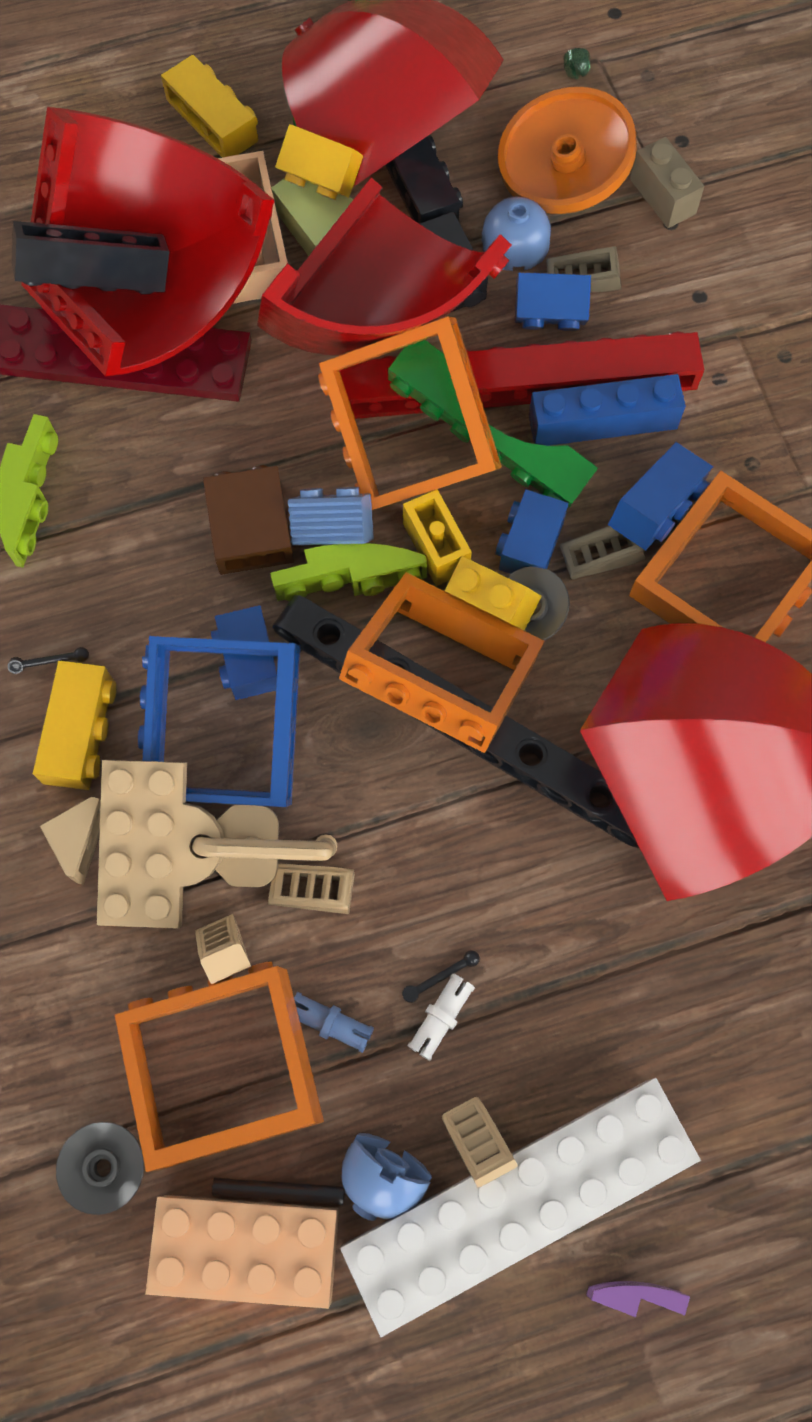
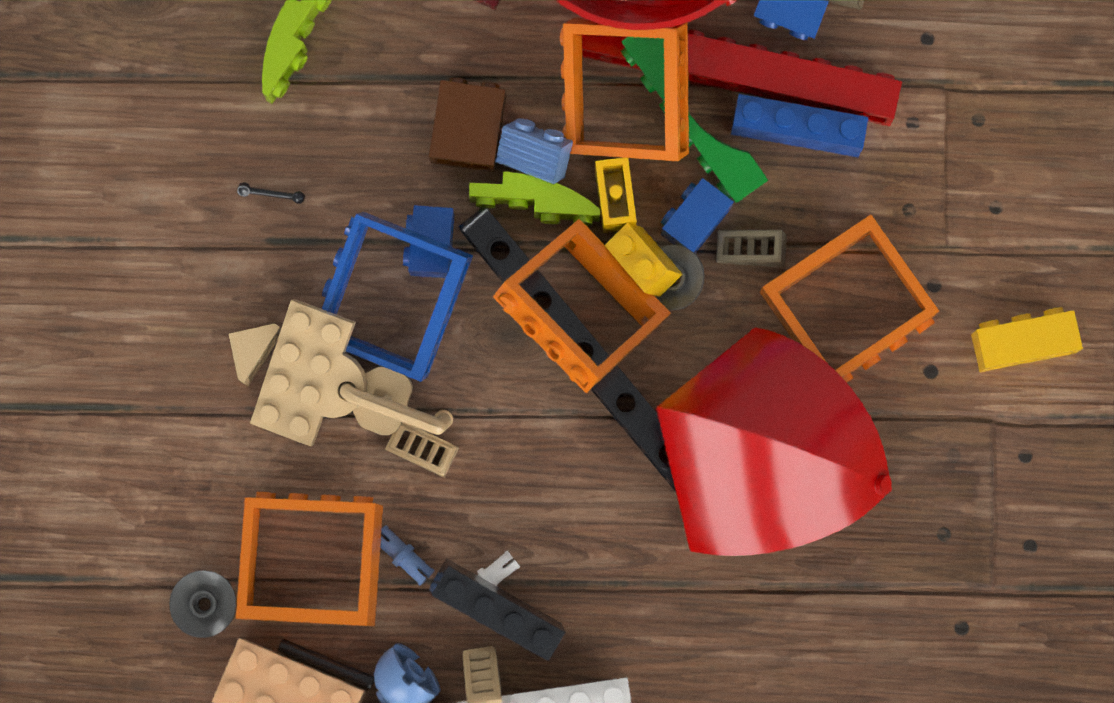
camera: 20 degrees right, 10 degrees up
(74, 725) = (277, 258): yellow brick -> none
(221, 949) = (338, 474): tan slope -> none
(411, 993) = (471, 554): black hinge -> none
(468, 1048) = (497, 609): none -> black brick
(661, 497) = (813, 221): blue brick -> none

